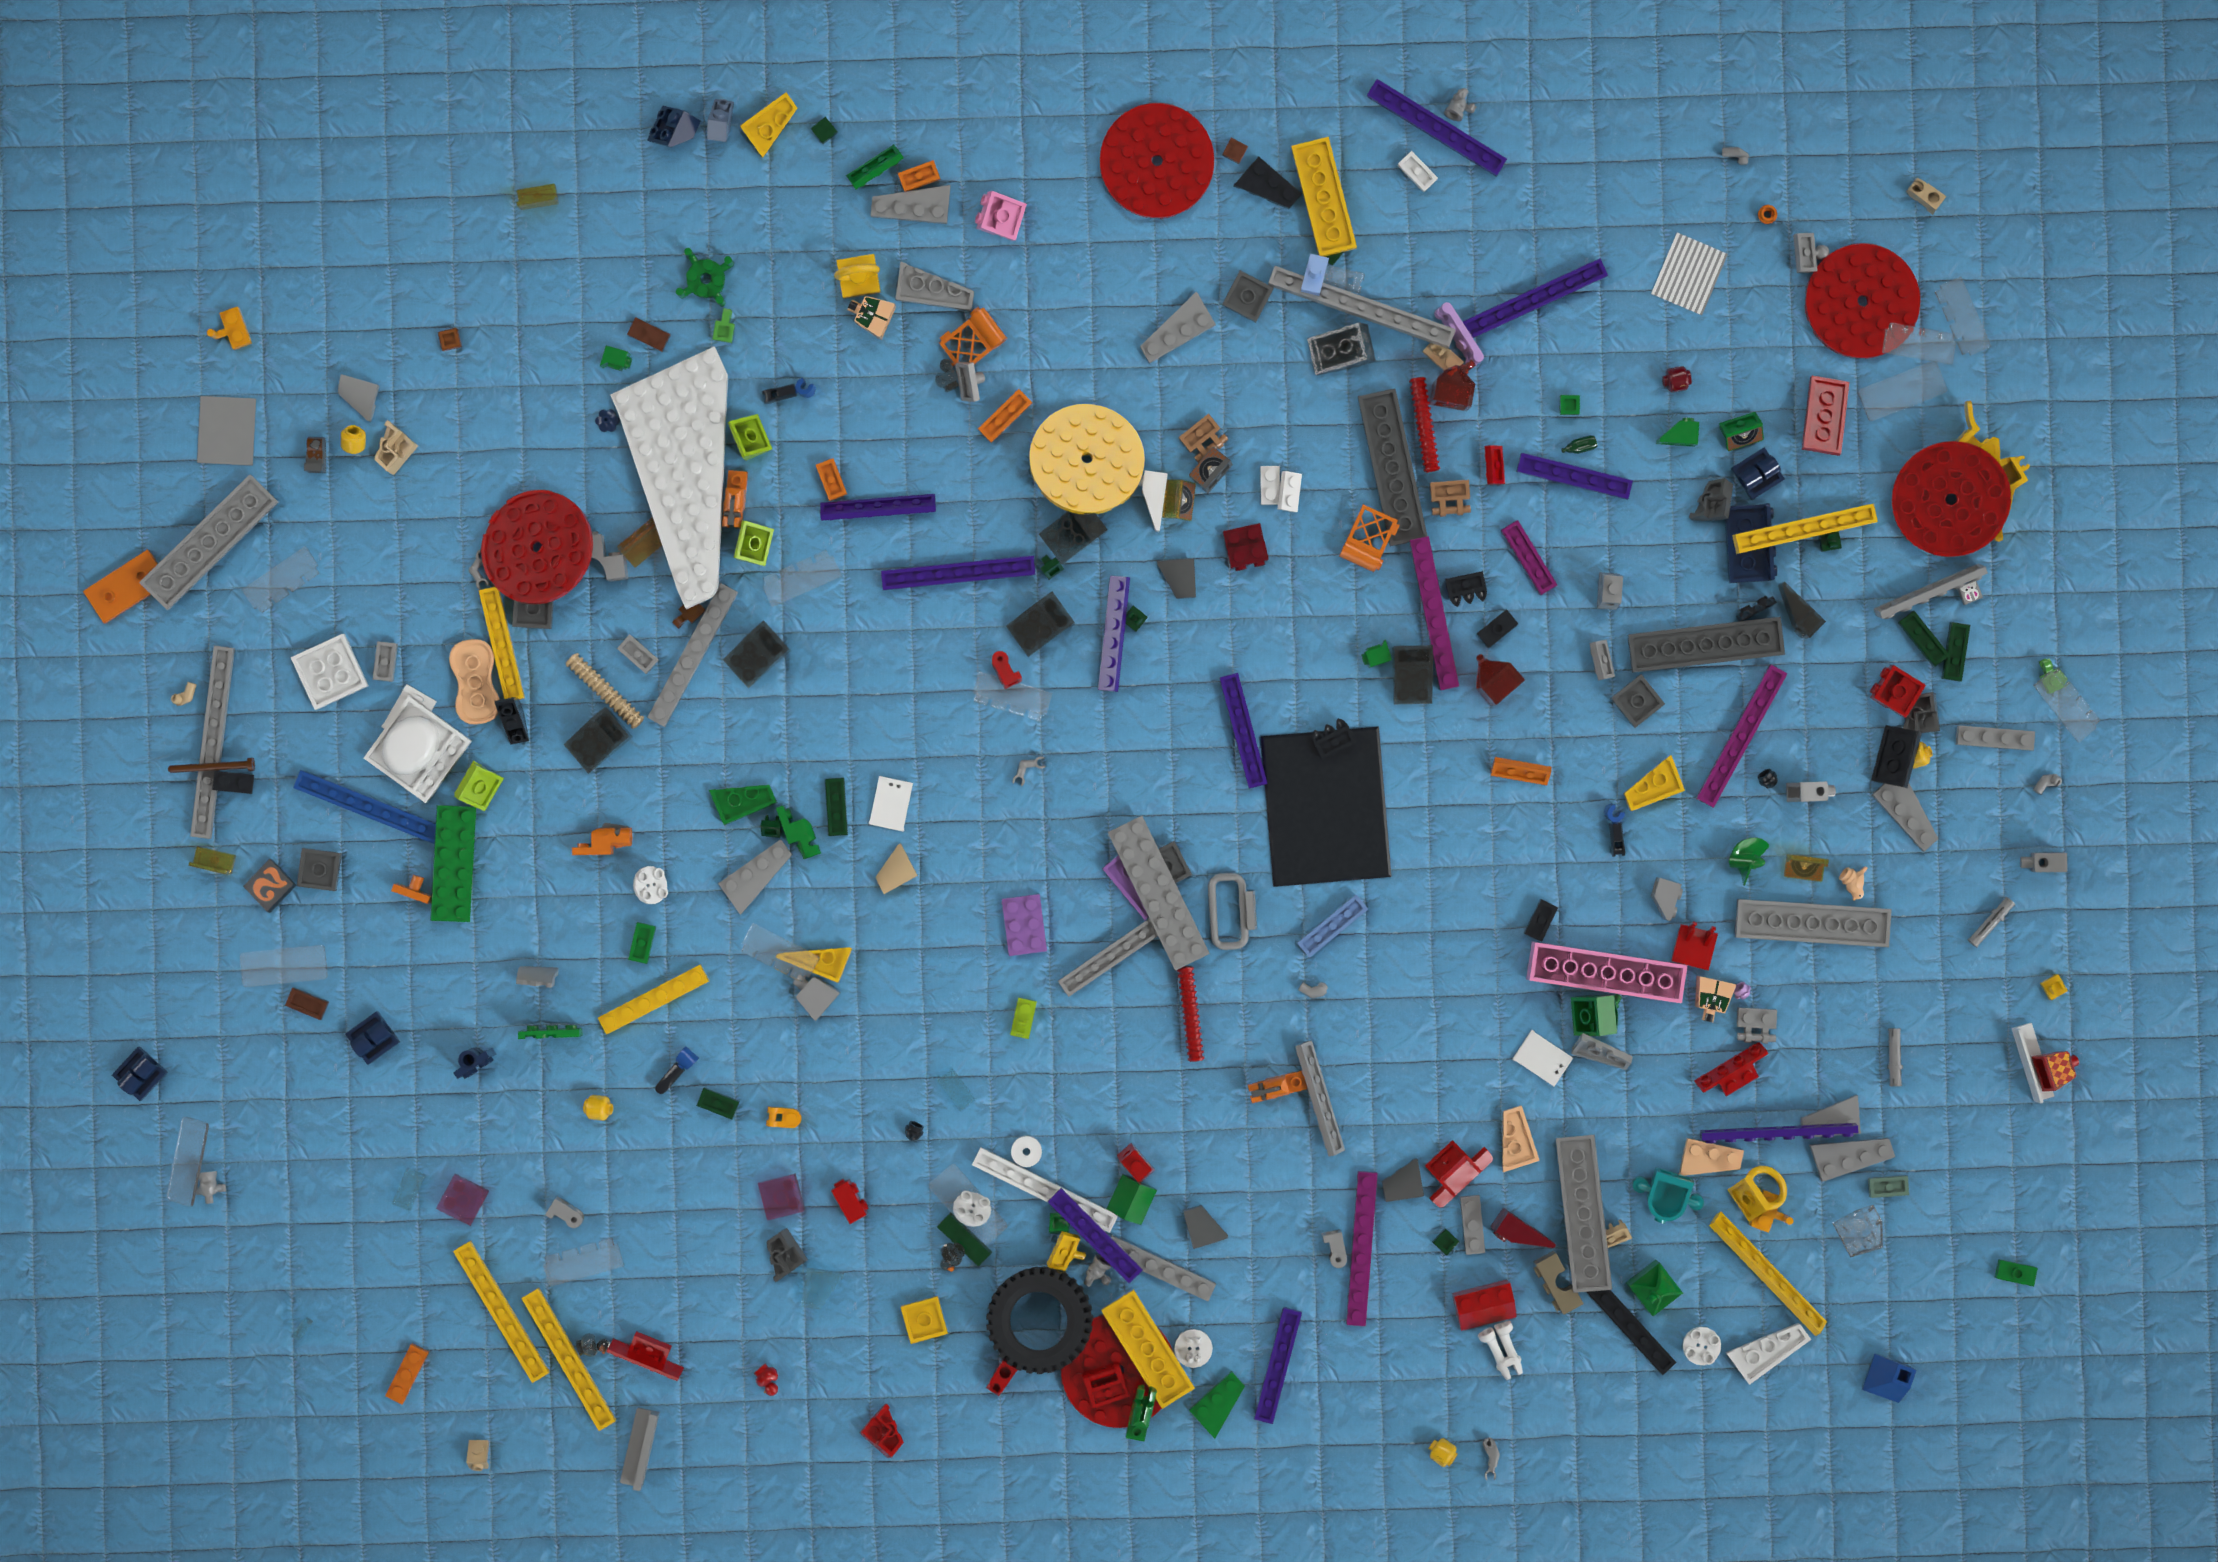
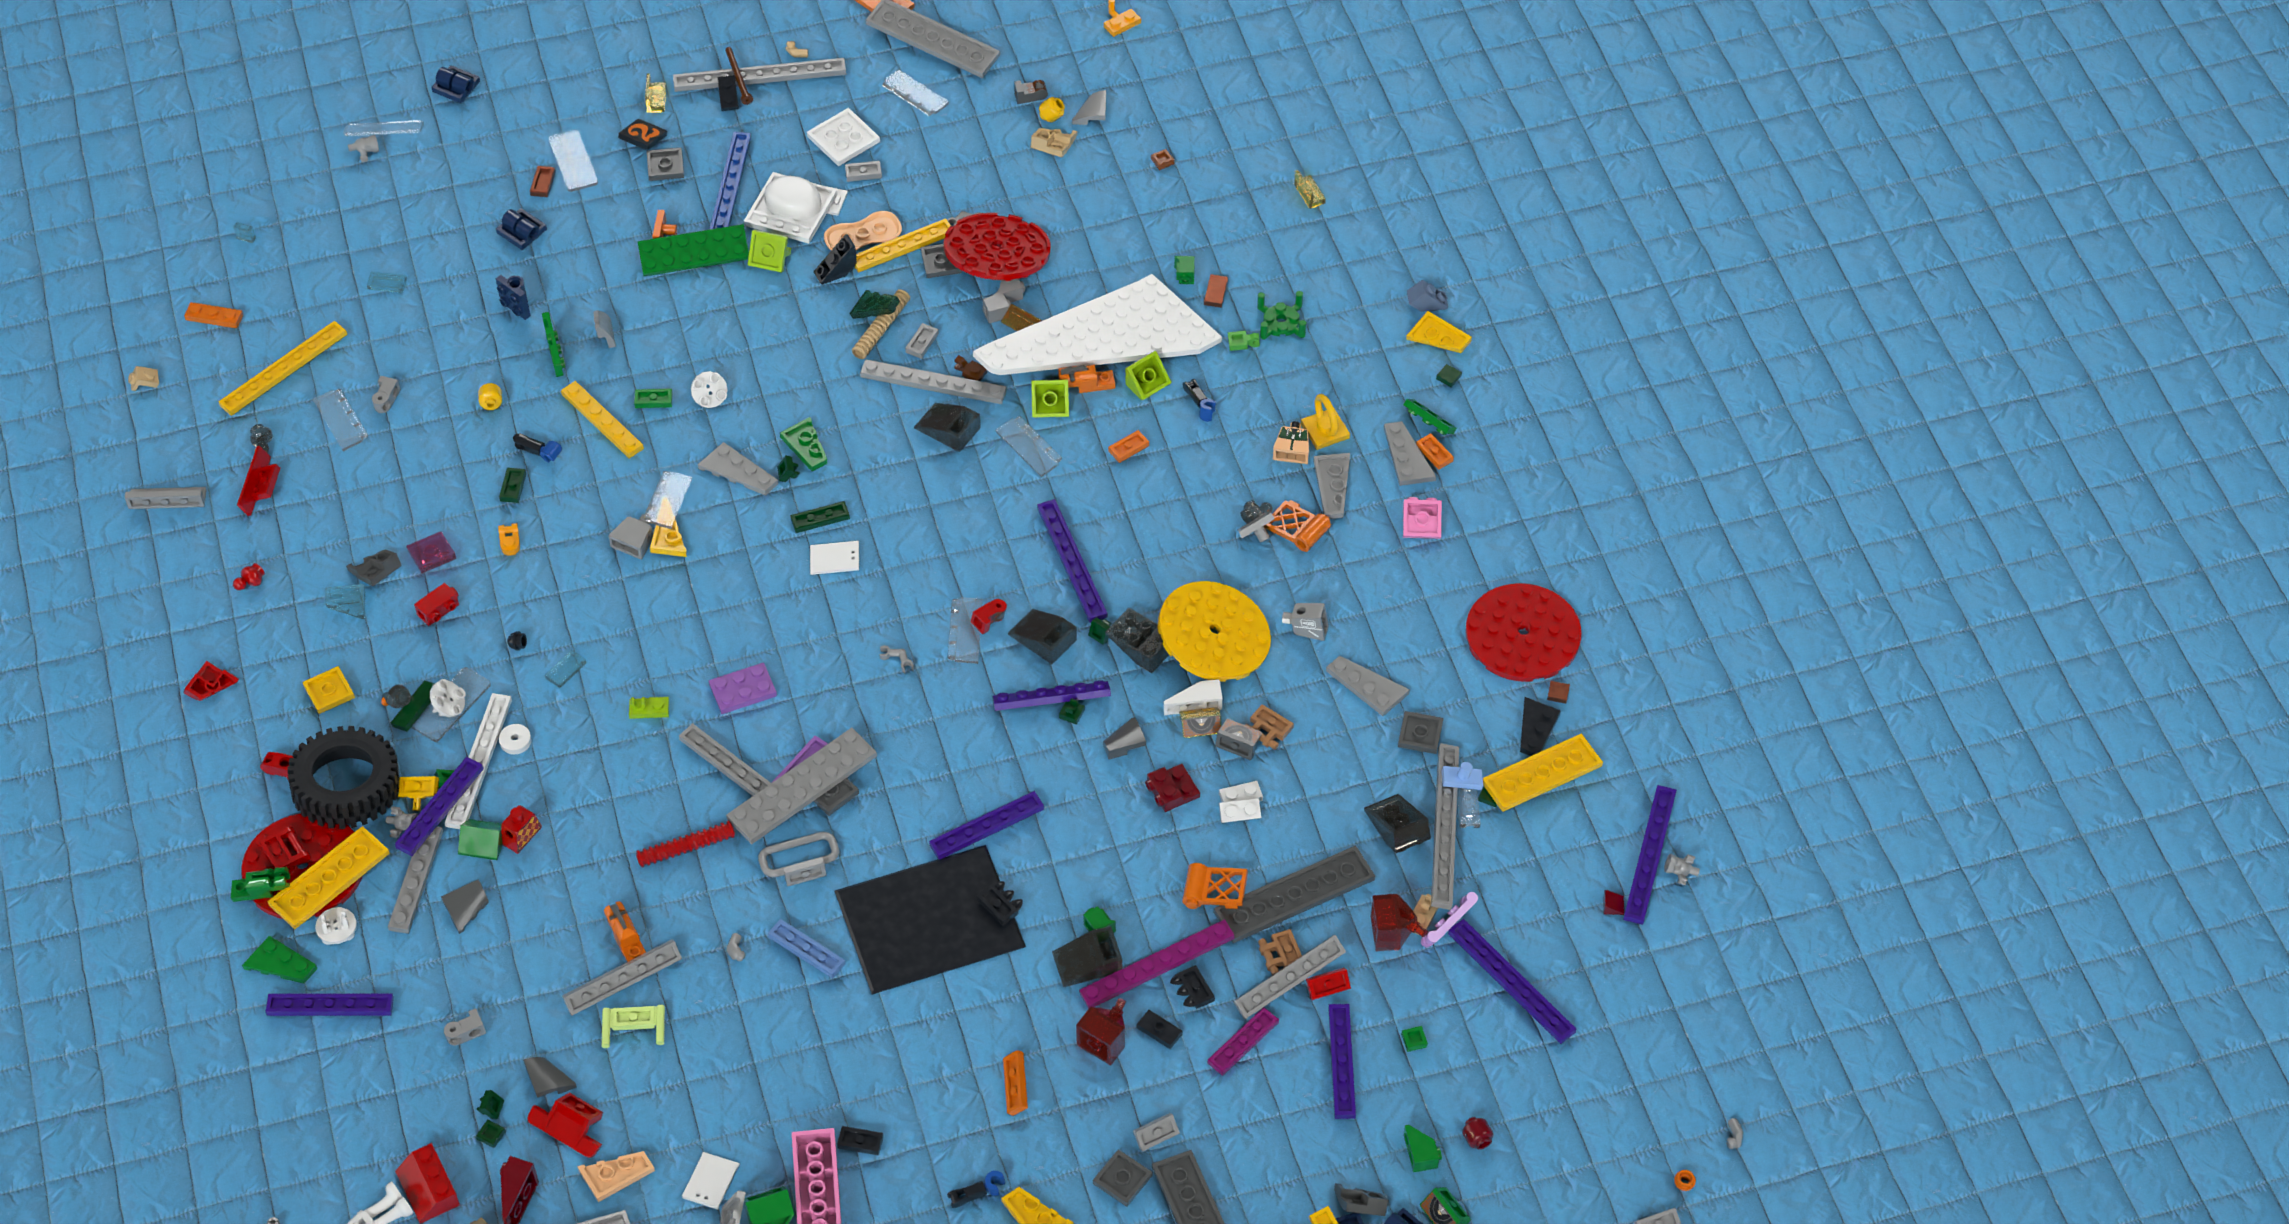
camera: 75 degrees right, 35 degrees down
(226, 430) = (1032, 35): light grey sticker -> none
(462, 1199) = (384, 320): clear pink plate -> none
(568, 1359) = (241, 427): yellow plate -> none
(583, 692) = (874, 305): none -> clear green wing
(598, 739) = (837, 328): clear smoke slope -> none
(604, 840) = (742, 351): orange plate -> none
(610, 424) = (1127, 278): dark blue plant -> none
(673, 127) = (1407, 268): dark blue slope -> none
(798, 831) = (787, 489): green plate -> none
(877, 507) = (1114, 485): dark purple plate -> none
(895, 870) = (769, 574): tan slope -> none
(1005, 415) = (1234, 564): orange plate -> none
(1099, 358) = (1308, 620): none -> light grey torso
(1361, 1248) = (468, 1055): magenta plate -> none
(1365, 1095) = (633, 1018): none -> yellowish green plate
(1417, 171) = (1599, 847): white plate -> none
(1420, 1237) = (490, 1104): none -> dark green tile
(1424, 424) = (1341, 914): red piece -> none
(1443, 1452) = (257, 1180): yellow head -> none
(1472, 1224) = (527, 1150): light grey plate -> none
(1478, 179) = (1613, 903): none -> dark red slope
(1482, 498) = (1289, 976): none -> light grey plate
(1581, 445) = (1376, 1061): dark green piece -> none
(1609, 590) = (1231, 1118): light grey torso -> none
(1689, 273) = (1593, 1123): sticker -> none

